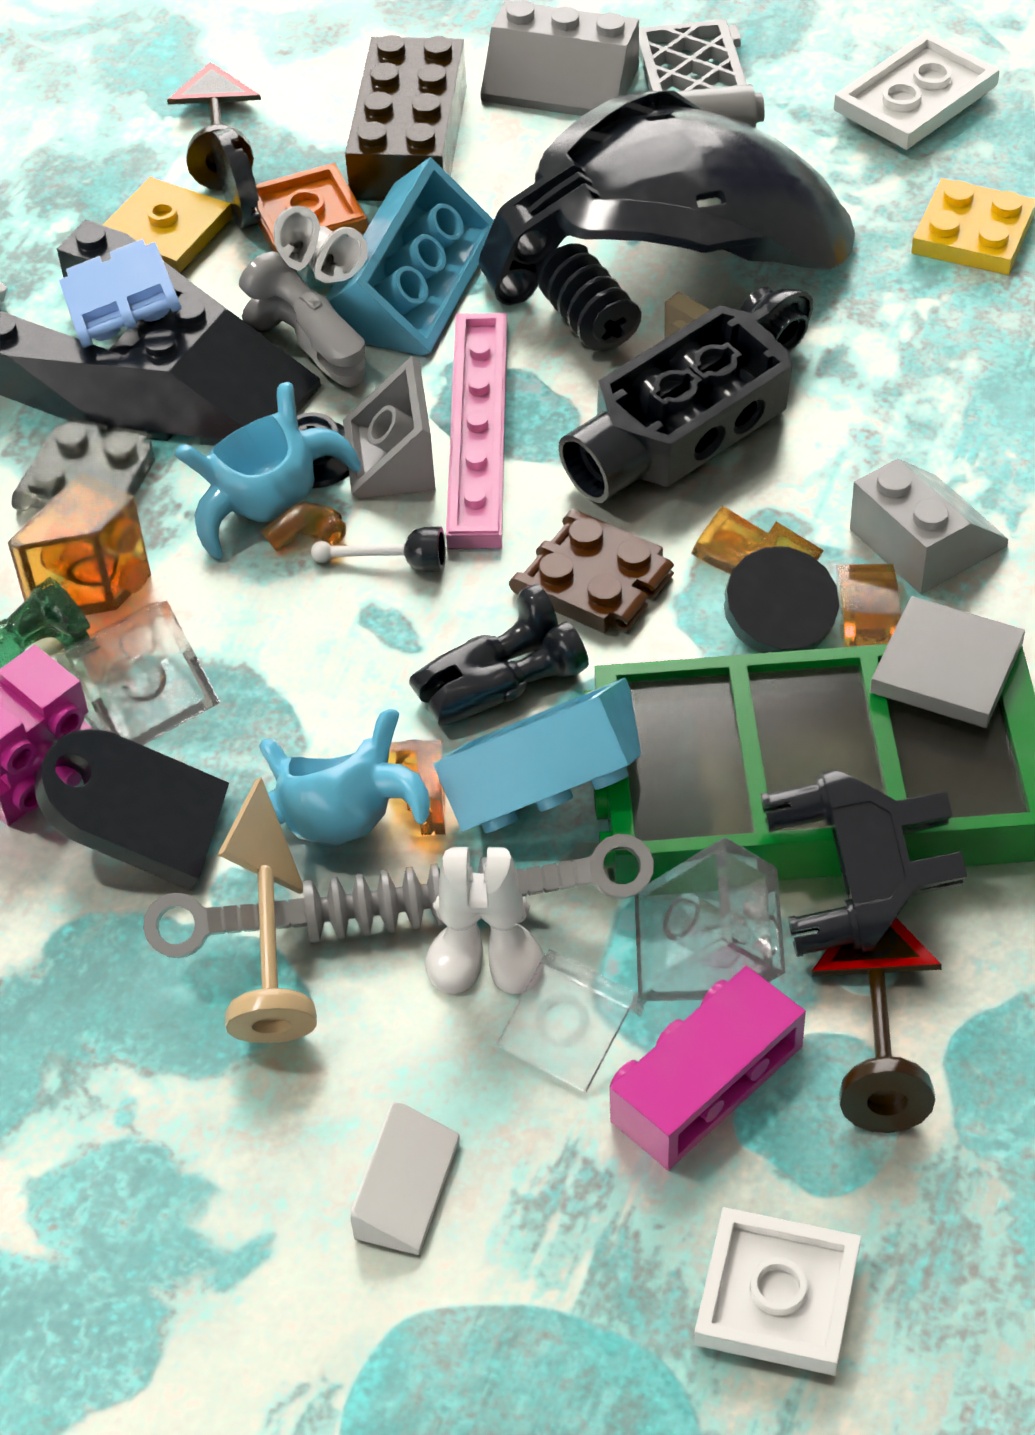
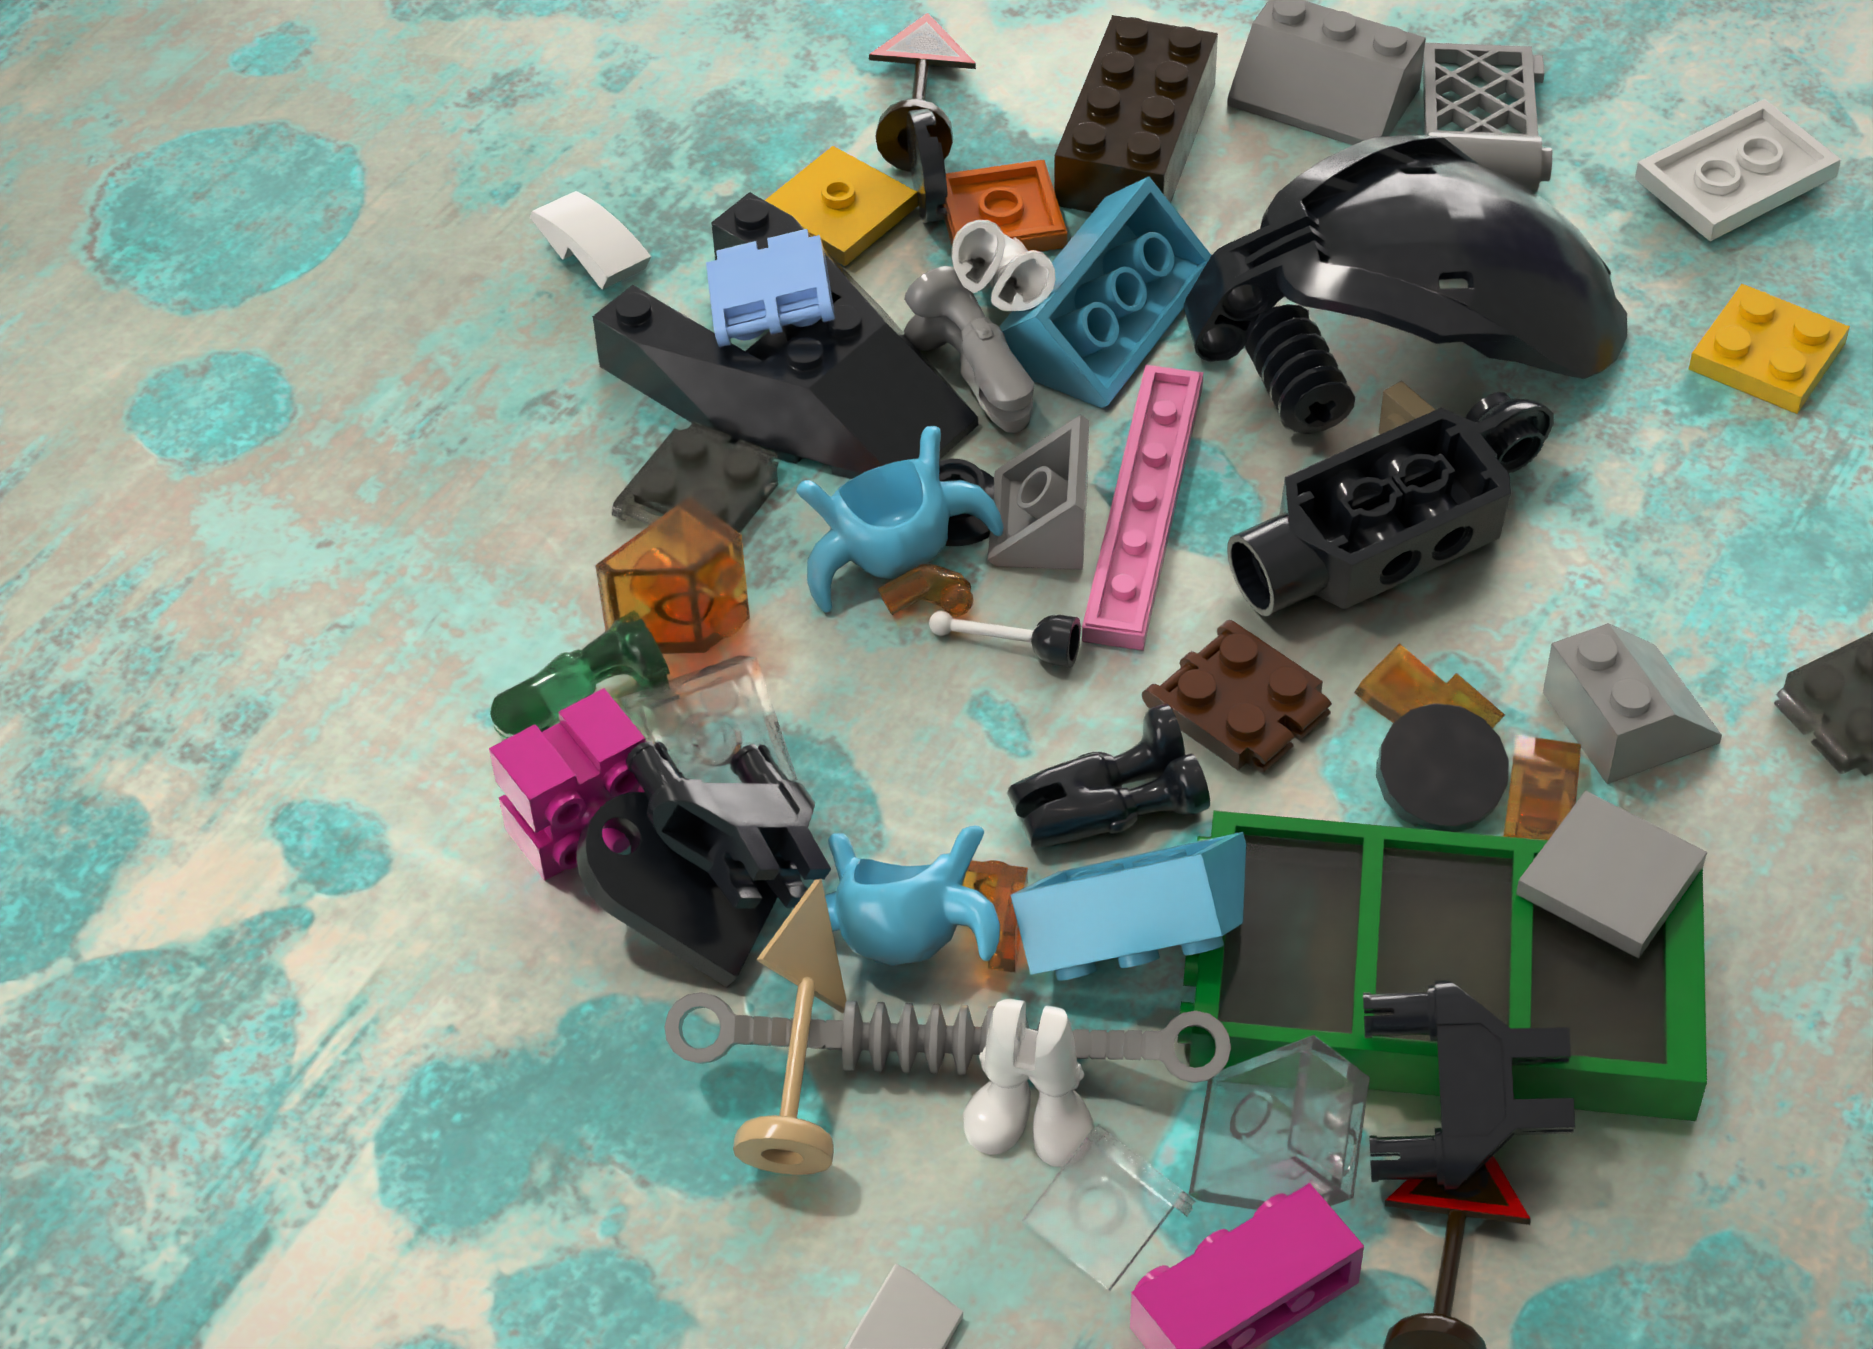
camera: 10 degrees right, 0 degrees up
(172, 746) = (734, 827): none -> black connector

